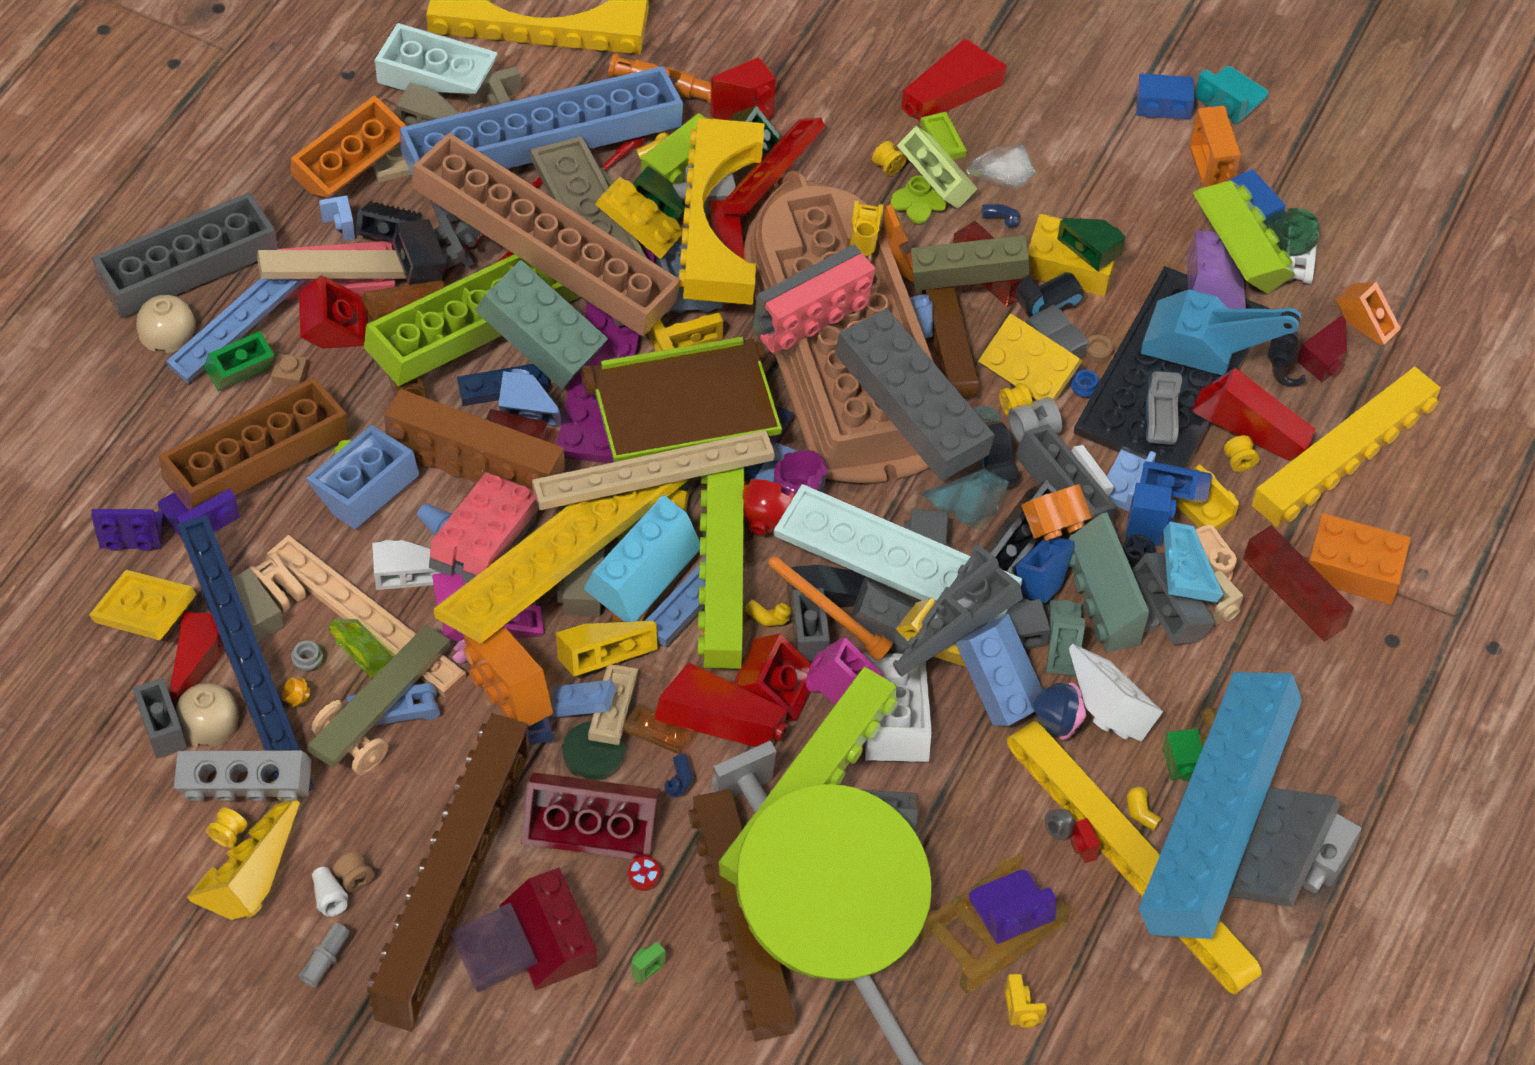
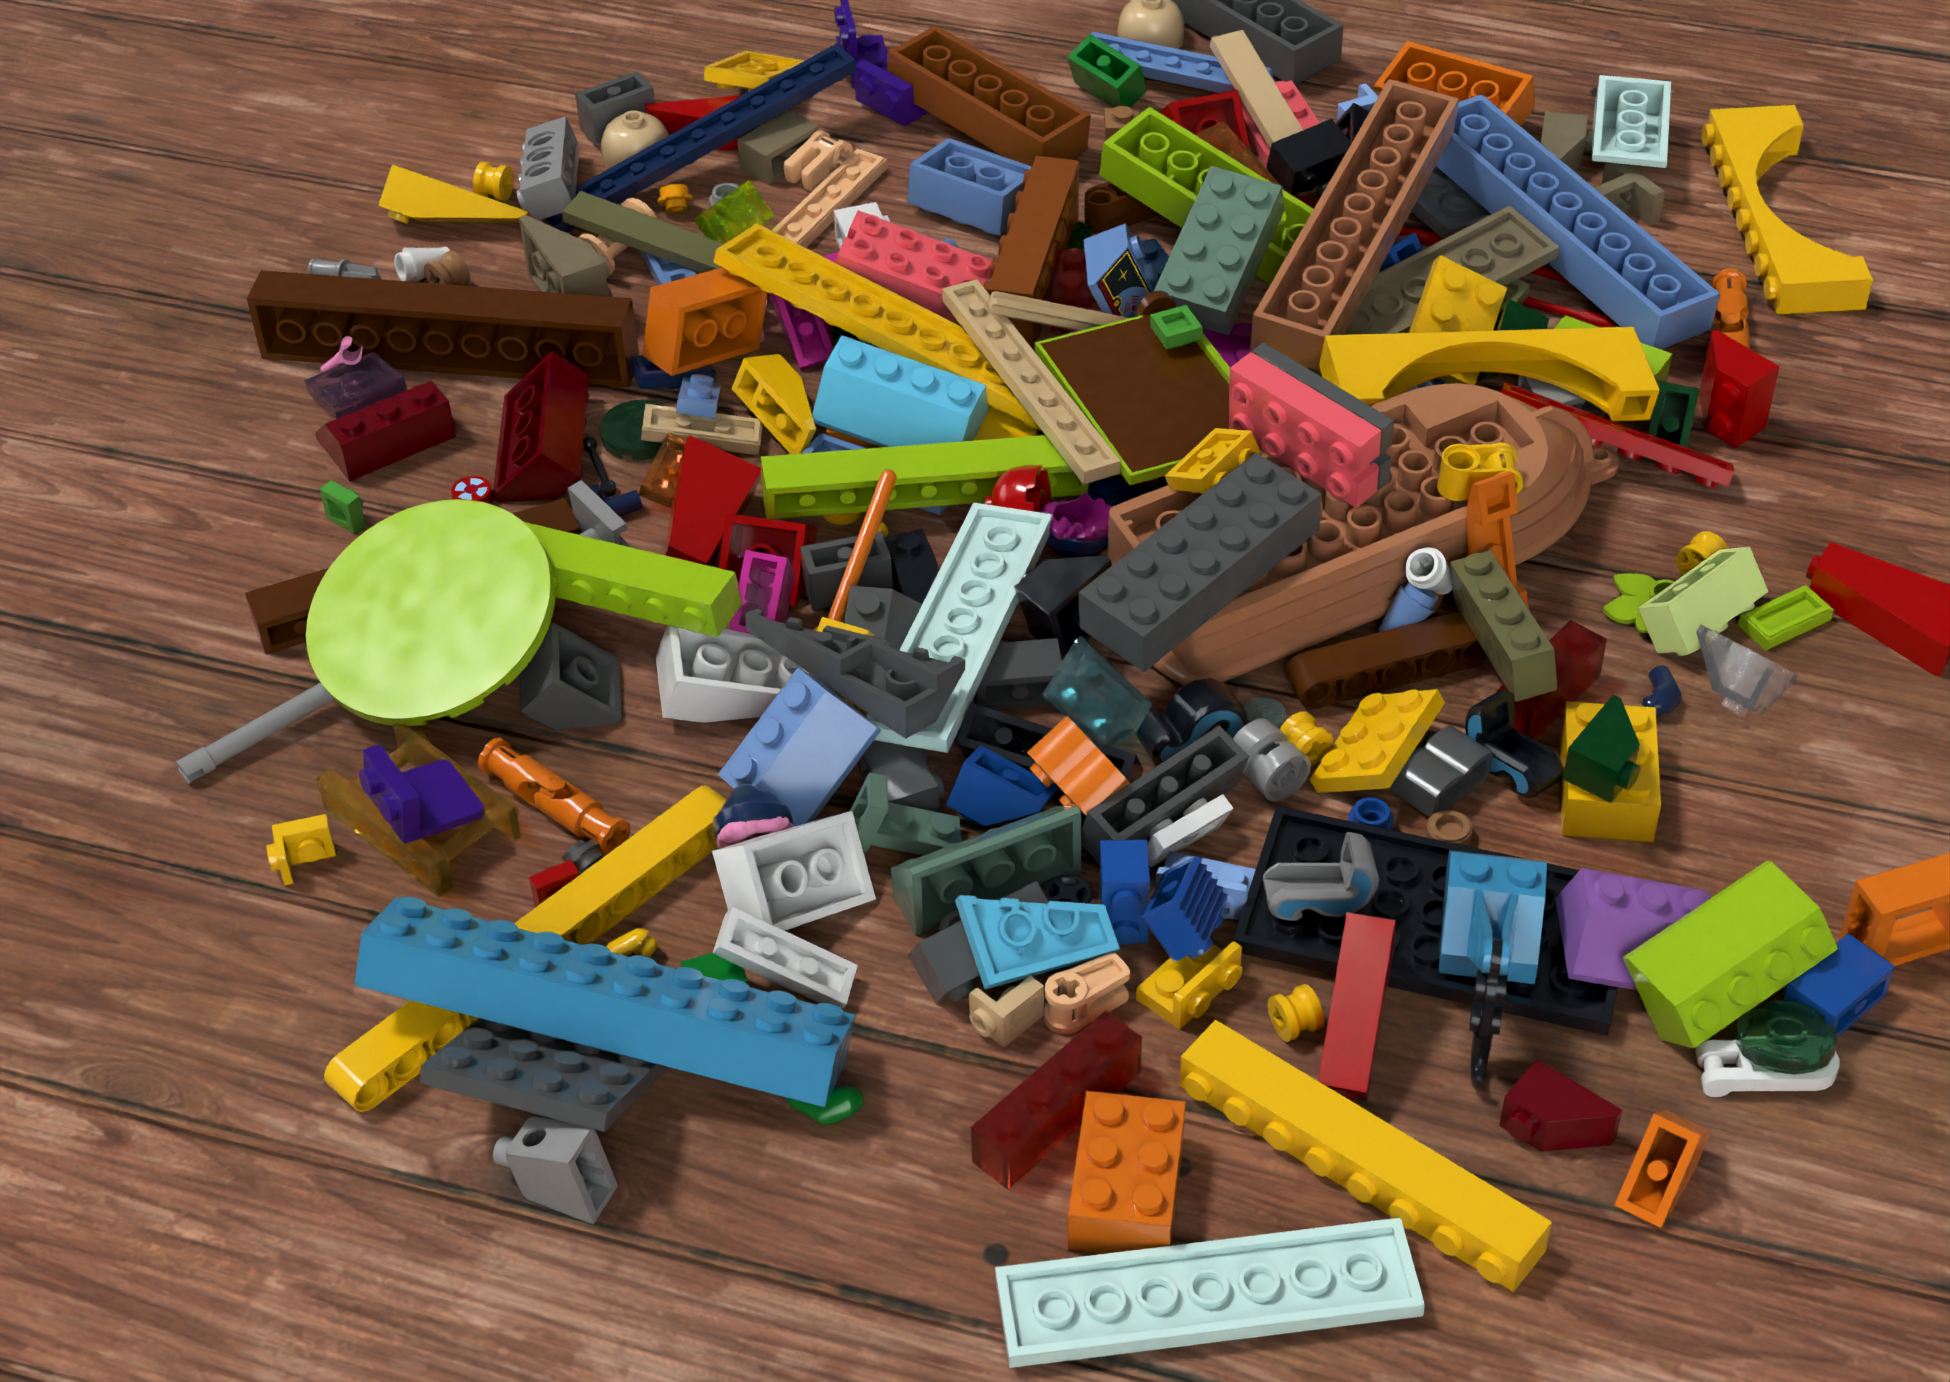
camera: 85 degrees right, 10 degrees down
(403, 775) = (562, 261): none -> dark tan slope
(453, 946) = (343, 356): none -> bright pink hand
(579, 440) = (1047, 312): none -> tan axle
(631, 366) = (1176, 327): none -> bright green plate
(655, 780) = (608, 486): none -> black hinge
(819, 366) = (1212, 460): none -> yellow bracket
(887, 491) = (1052, 598): none -> black slope
(917, 286) = (1429, 570): none -> white cone
(991, 839) = (553, 795): none -> orange piece
(1181, 706) = (784, 958): none -> white plate
(1438, 543) = (1207, 1292): none -> light aqua plate

